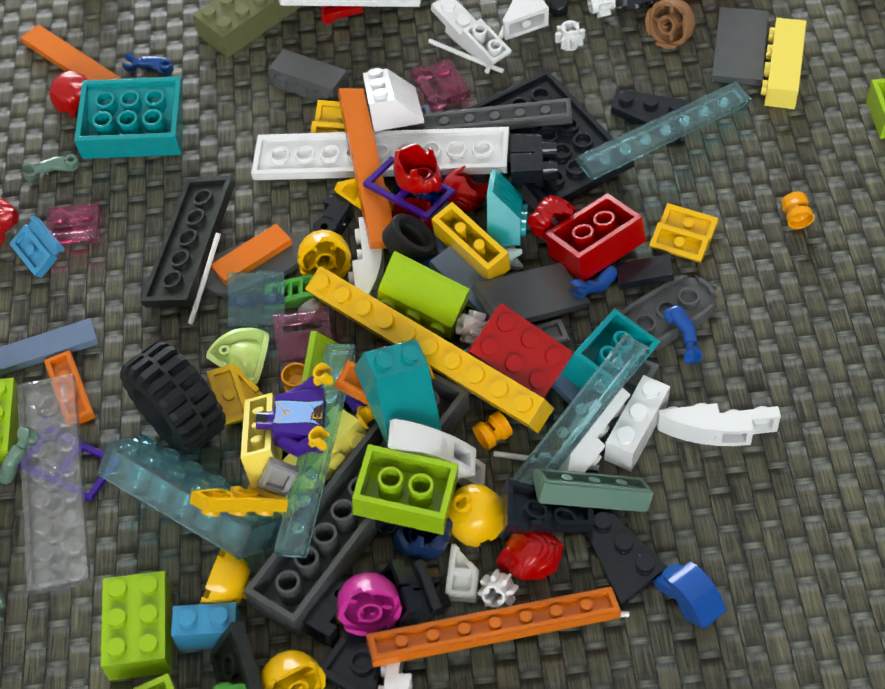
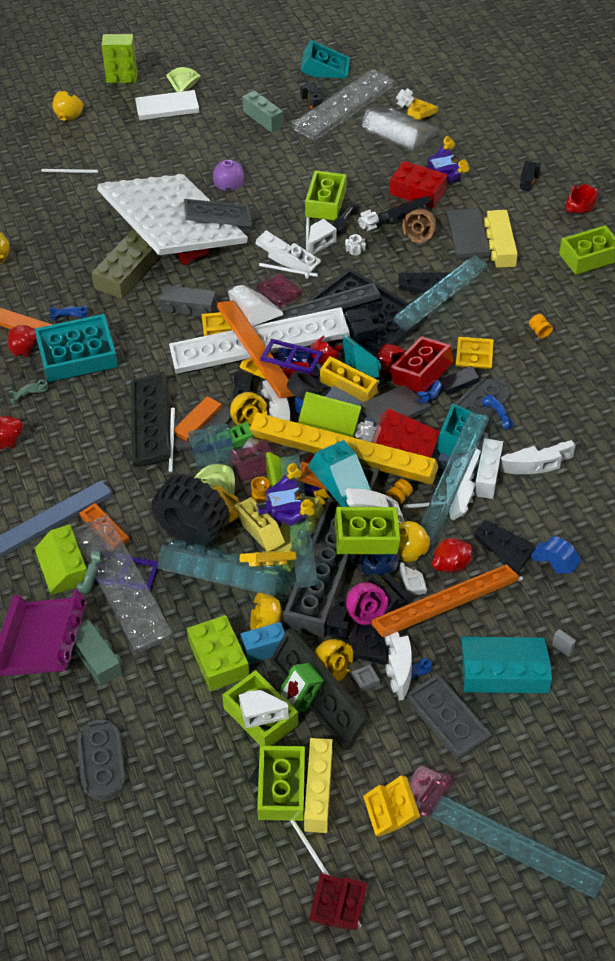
camera: 20 degrees left, 5 degrees down
(36, 246) = (43, 442): dark azure plate -> none
(75, 223) = (60, 425): clear pink plate -> none
(277, 477) = (283, 539): light grey tile -> none
(417, 170) = (296, 342): red hair -> none
(498, 590) = (442, 575): white gear -> none
(526, 514) = (453, 527): black wing -> none
(592, 490) = (477, 511): sand green slope -> none

